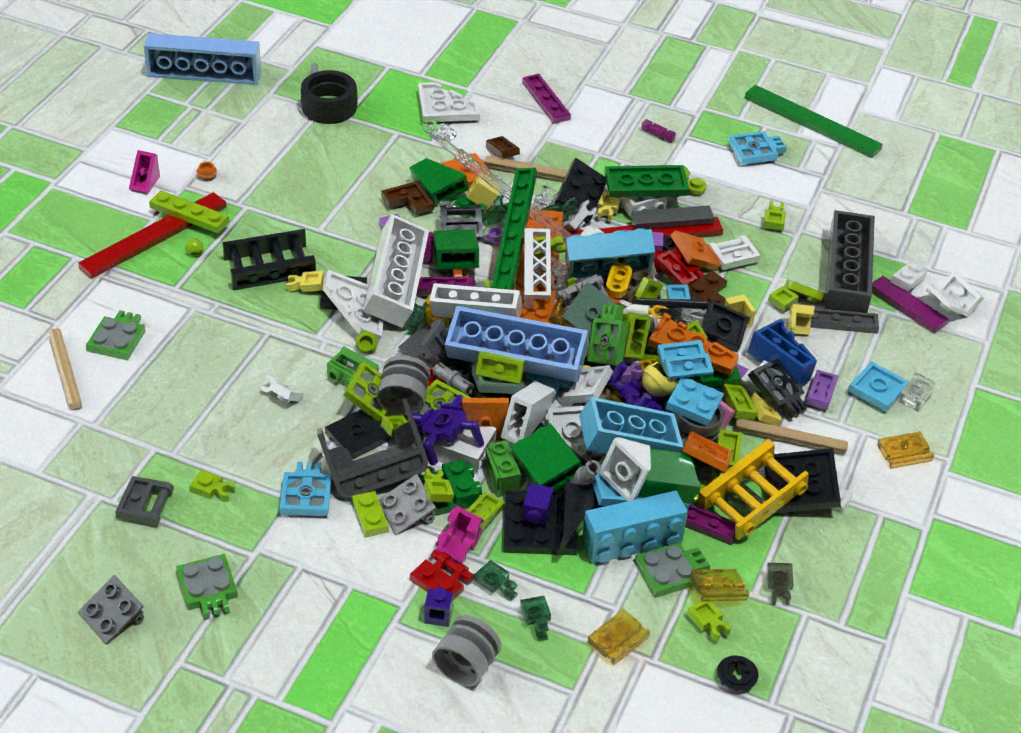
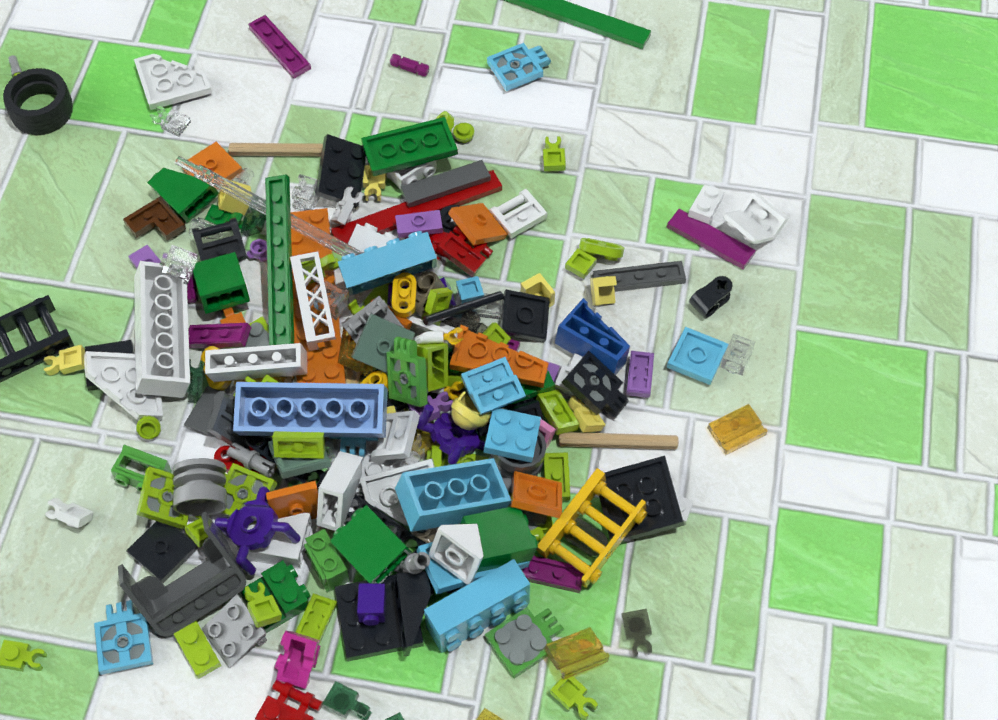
camera: 10 degrees left, 15 degrees up
(424, 222) = (179, 263): none -> clear brick
(502, 147) = (244, 127): reddish brown plate -> none
(567, 209) = (329, 203): clear green plate -> none
(707, 288) = (495, 270): reddish brown plate -> none
(850, 262) = (643, 201): dark grey brick -> none
(901, 344) = (712, 296): none -> black piece

